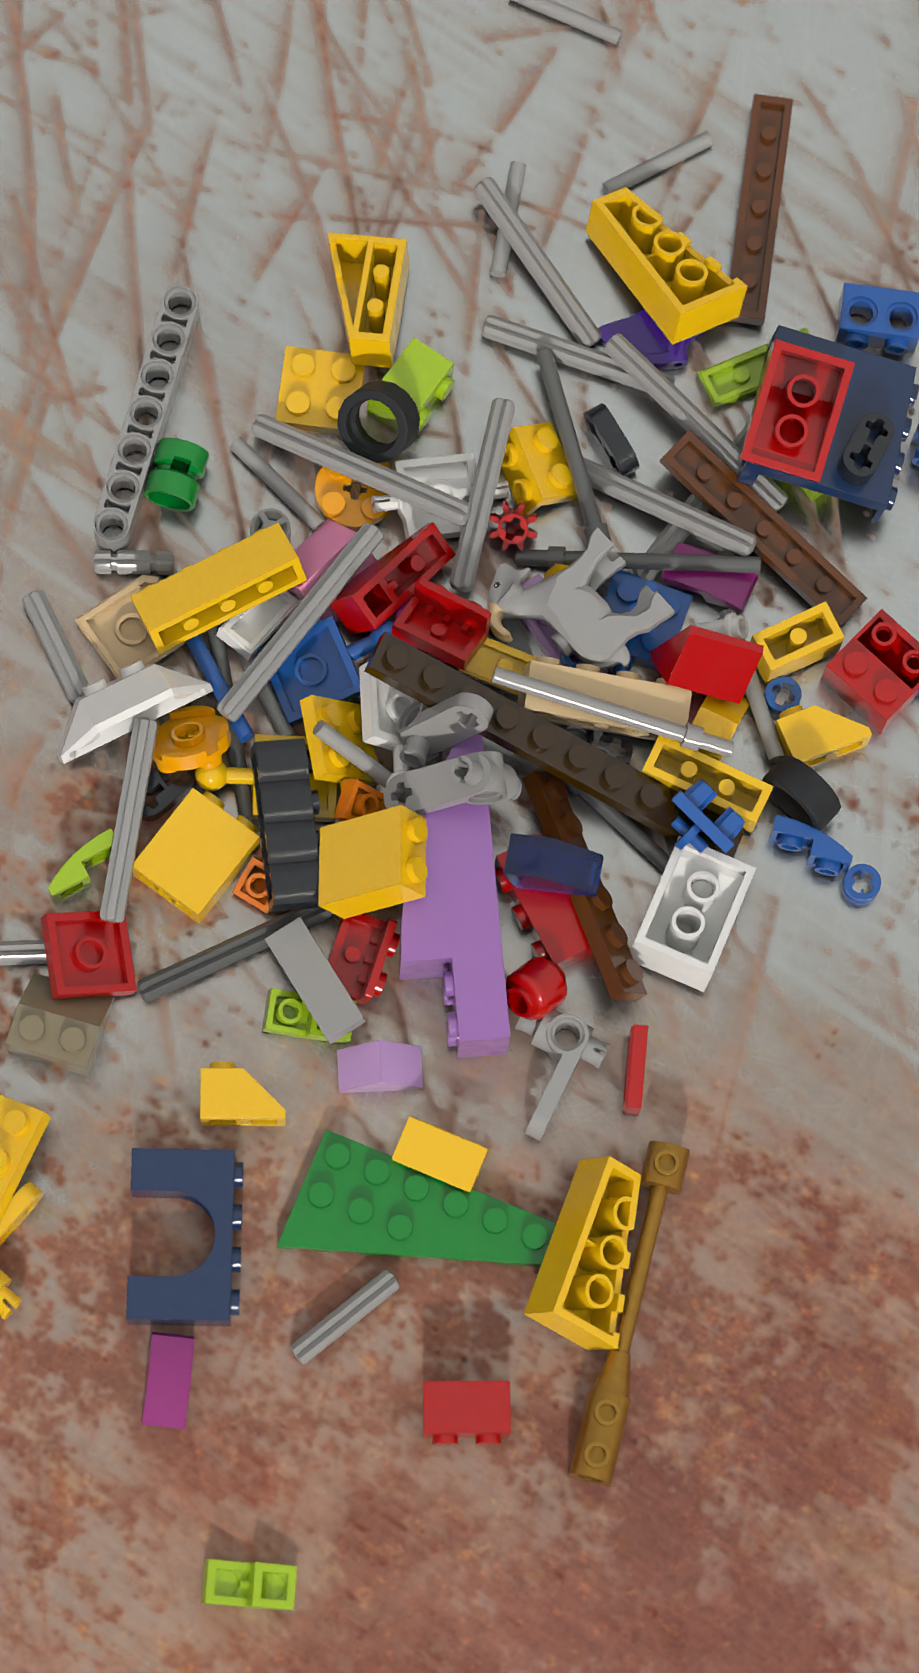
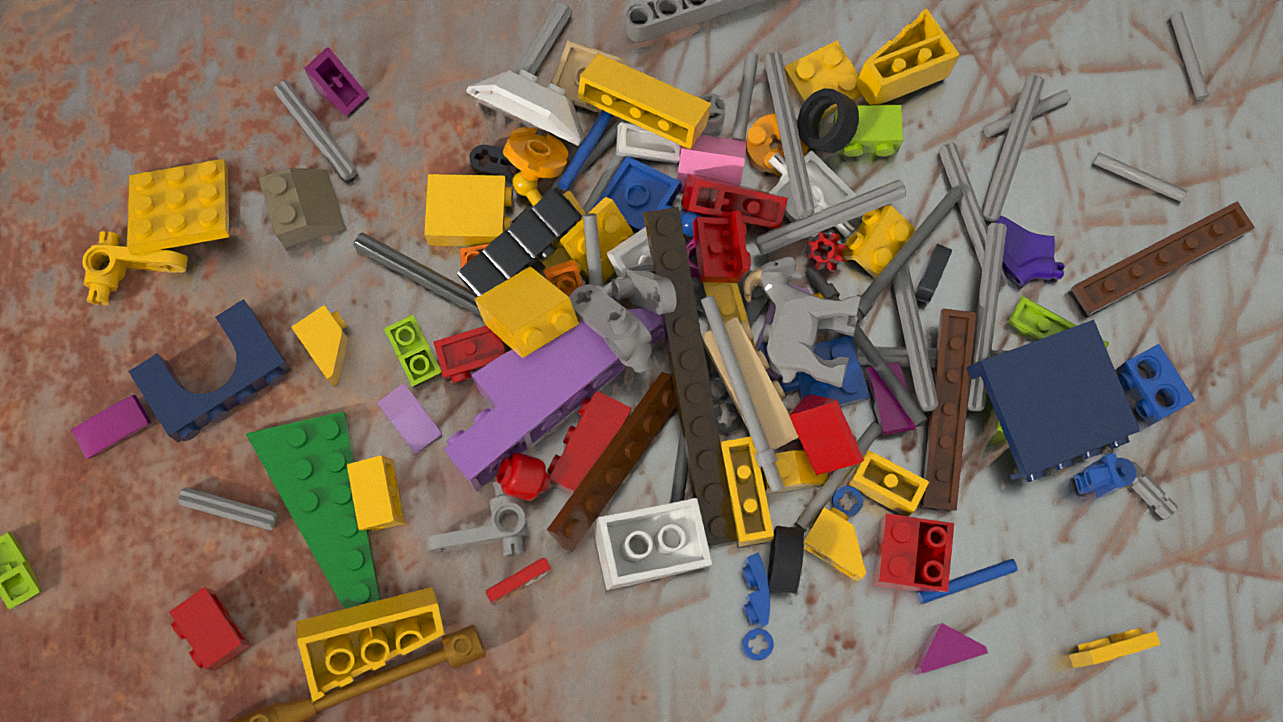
camera: 60 degrees right, 0 degrees up
(73, 875) = (404, 148): lime slope -> none
(87, 956) = (355, 190): red plate -> none
(128, 820) = (454, 151): light grey axle -> none
(134, 562) = (630, 48): light grey axle -> none
(174, 480) = (692, 36): green wheel -> none
(300, 622) = (660, 163): light grey axle -> none
(315, 980) = (431, 335): light grey tile -> none
(552, 865) = (609, 427): clear blue slope -> none
(661, 268) = (1071, 222): yellow wedge -> none
(692, 803) = (718, 490): blue hips -> none
(731, 625) = (864, 434): white pin -> none
(796, 410) = (1042, 367): red slope -> none
(859, 445) = (1053, 427): black beam -> none

